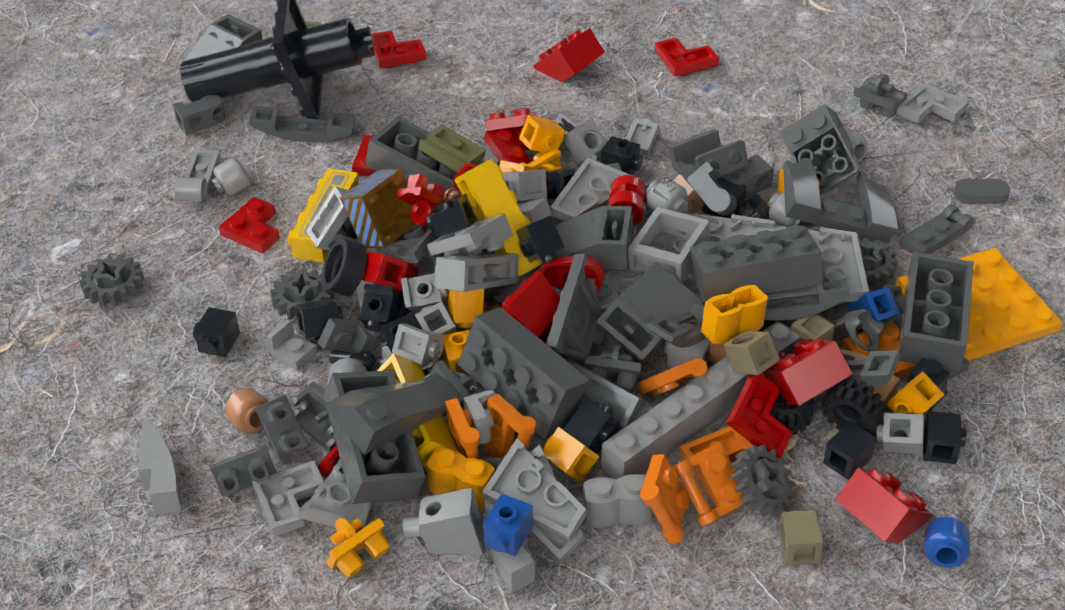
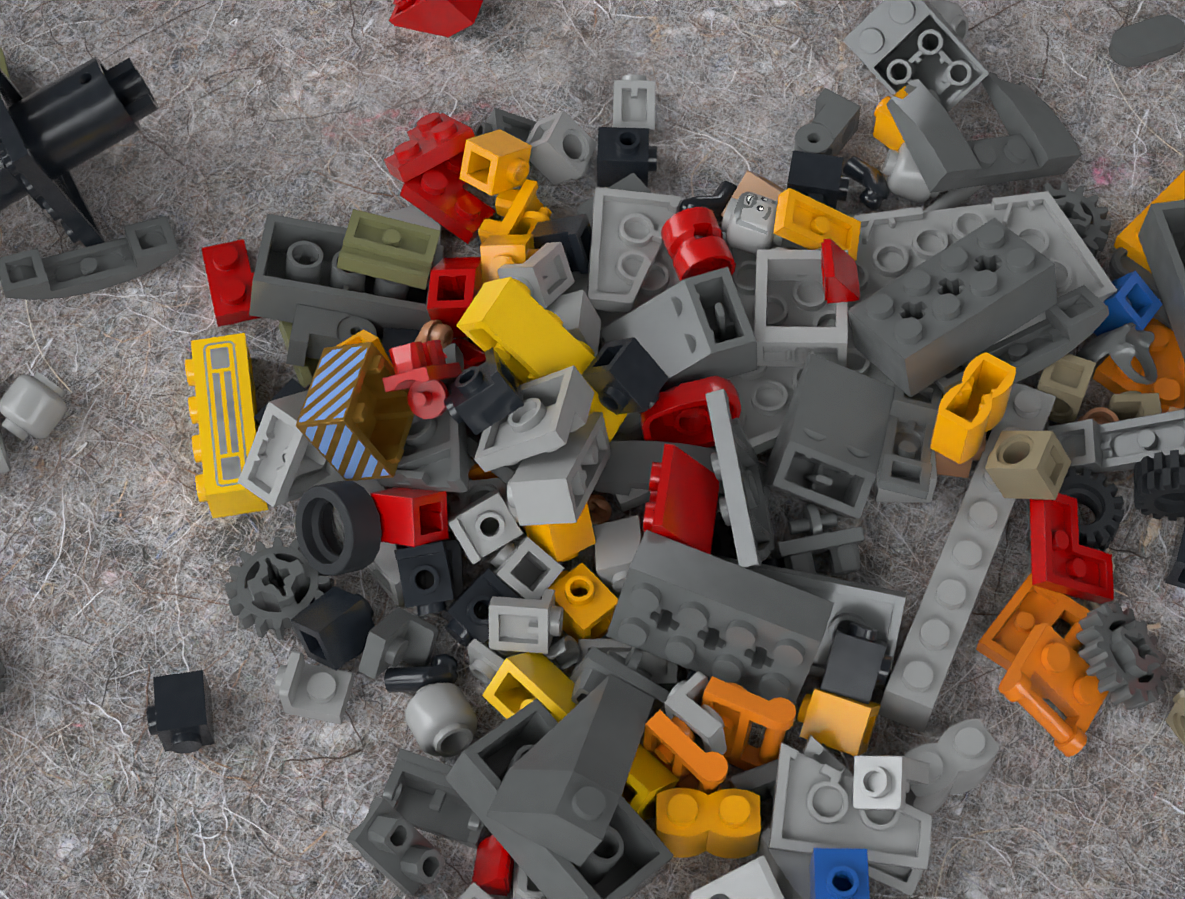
camera: 25 degrees left, 15 degrees up
(241, 410) = (318, 834): nougat head -> none
(249, 227) = (105, 490): red plate -> none
(390, 53) = (163, 68): red plate -> none
(570, 476) = (885, 780): none -> bracket
(665, 497) = (1013, 742): orange plate -> none
(670, 378) = (913, 532): orange plate -> none
(692, 225) = (838, 274): none -> red slope
(696, 150) = (757, 120): dark grey panel -> none
(698, 203) = (809, 222): none -> light orange plate
(710, 191) = (794, 174): leg -> none
(808, 370) = (1111, 456): slope -> none
(937, 231) = (1124, 136): dark grey plate -> none

